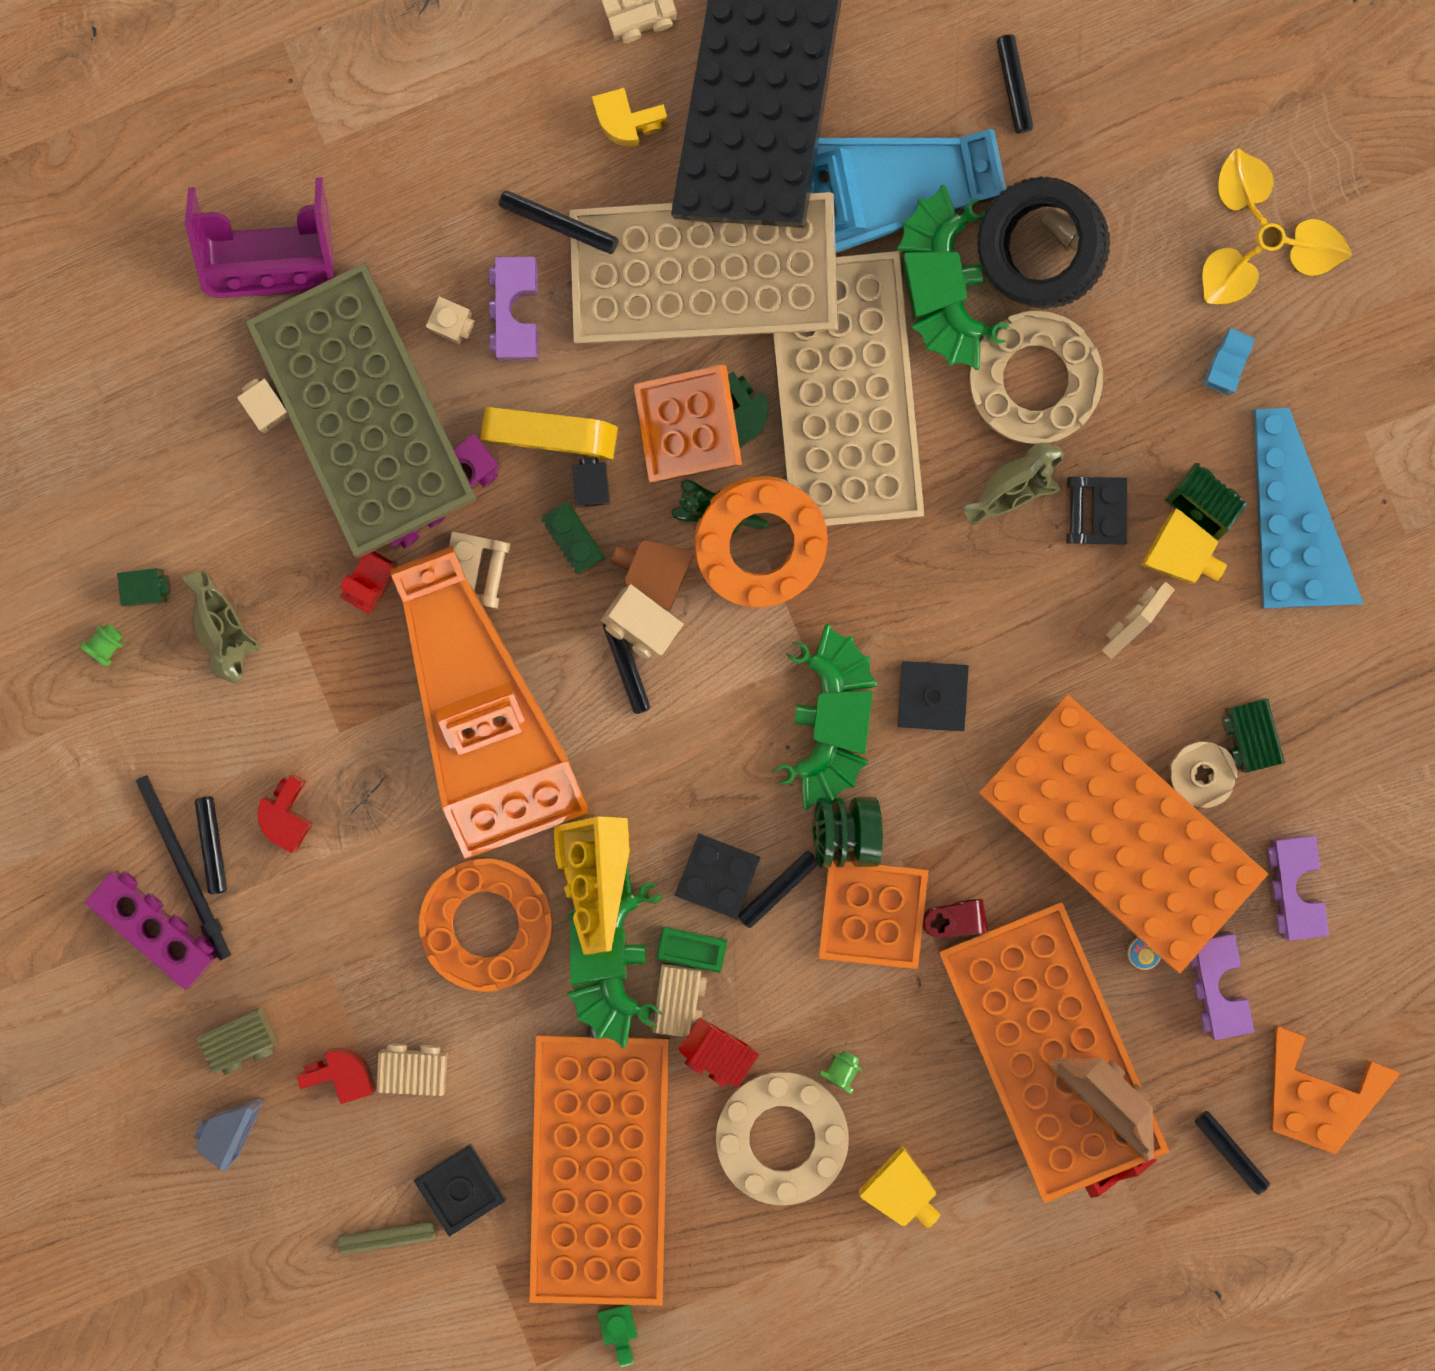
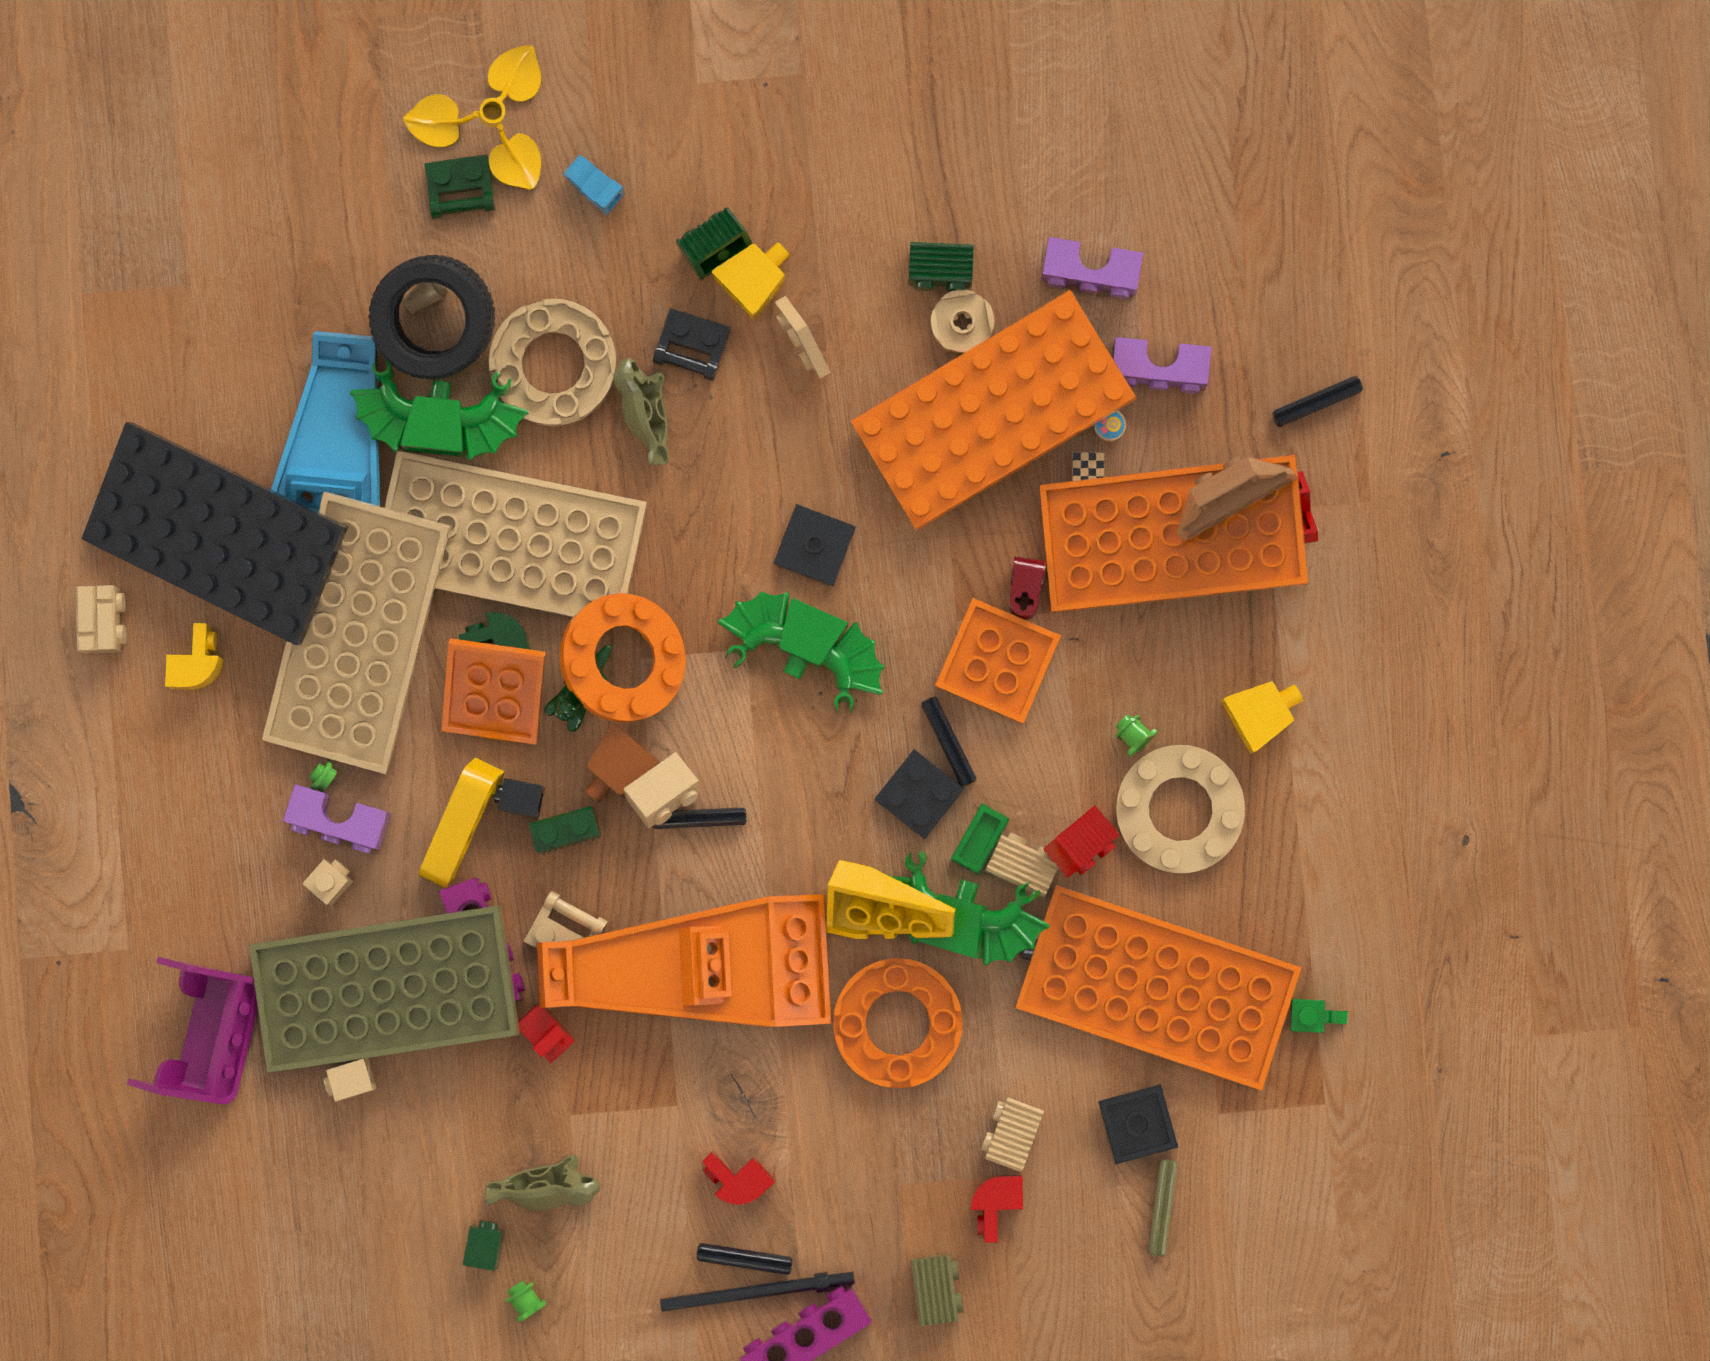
camera: 65 degrees left, 5 degrees down
(226, 1133) = (1017, 1326): sand blue slope -> none
(552, 281) = (322, 776): none -> bright green plate
(558, 222) = (269, 753): black axle -> none
(852, 832) = (914, 659): dark green wheel -> none
(1015, 83) = (279, 299): black axle -> none
(1095, 943) = (1087, 465): none -> tile
(1195, 225) = (457, 177): none -> dark green plate
(1297, 539) = (775, 172): dark azure wing -> none
(1317, 1109) = (1299, 314): orange wing -> none

